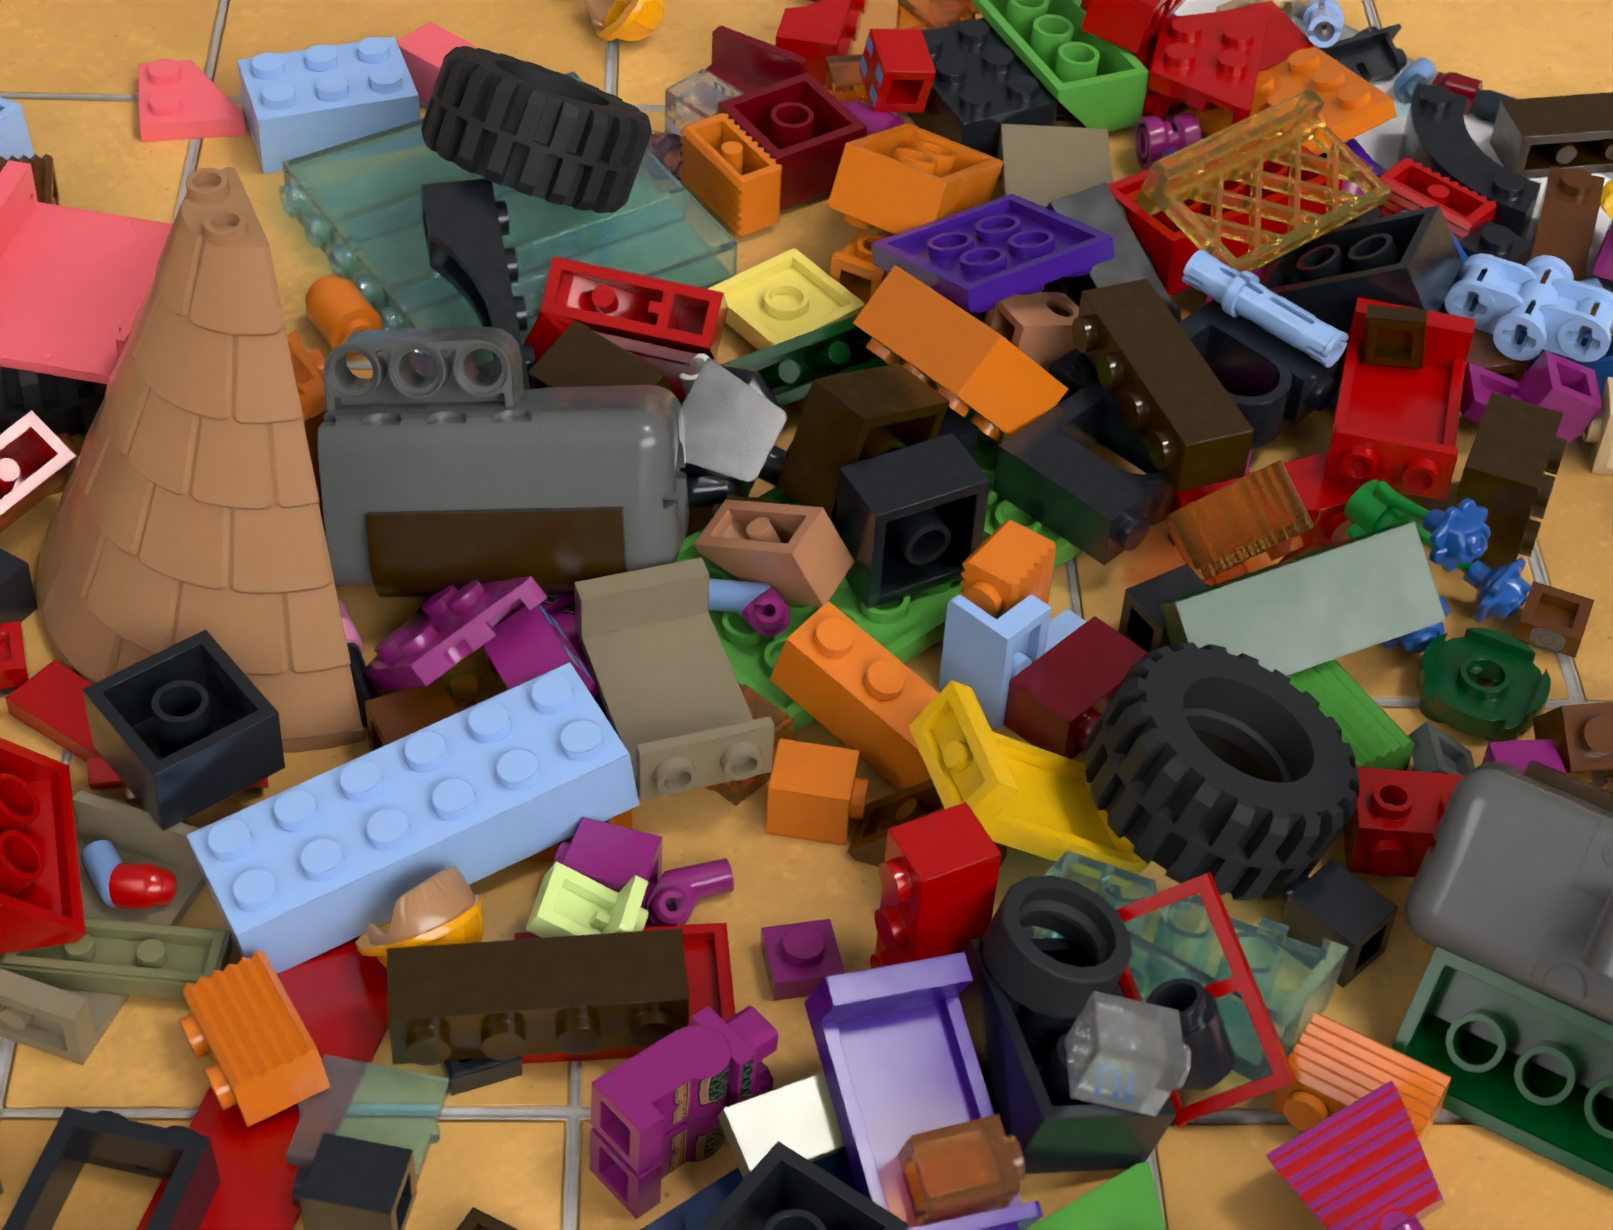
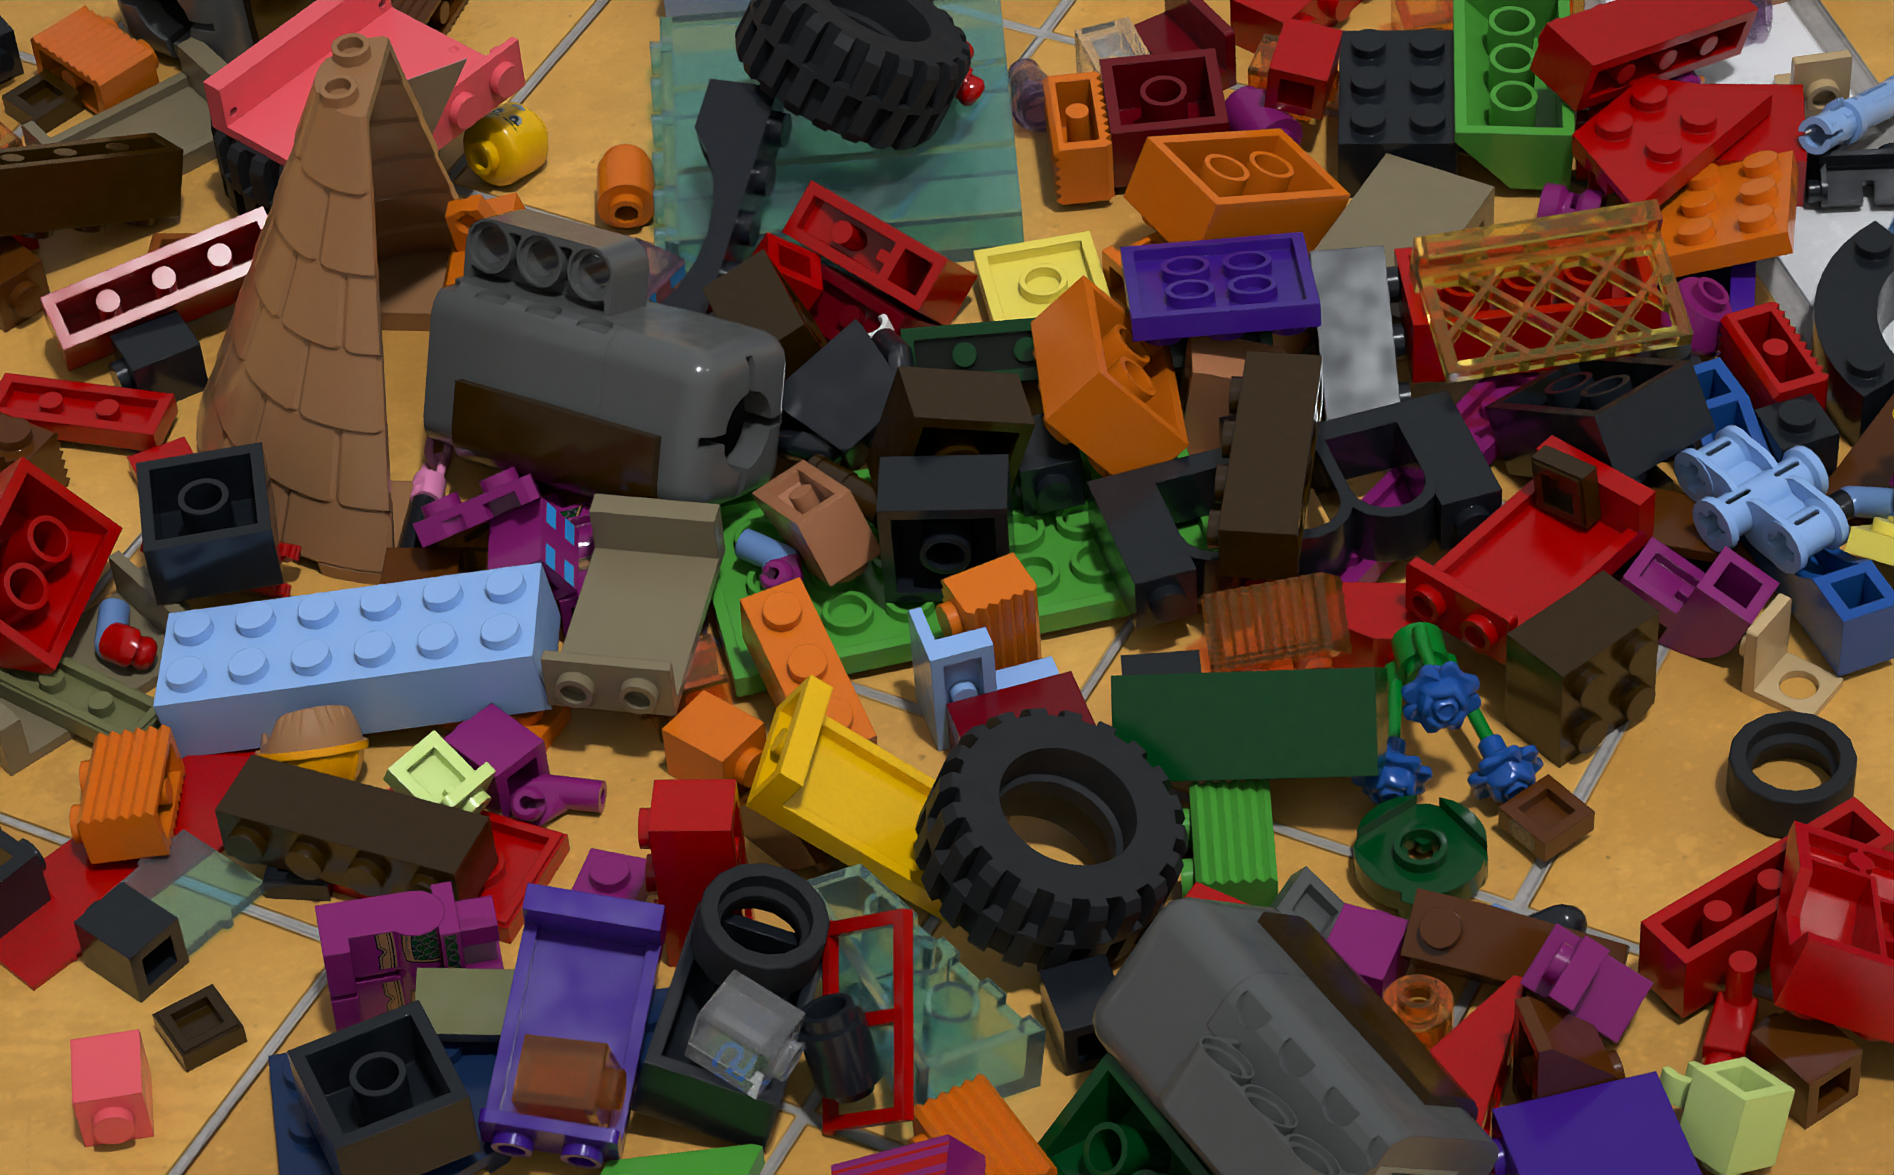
camera: 35 degrees right, 0 degrees up
(1245, 296) = (1436, 401): light blue pin -> none

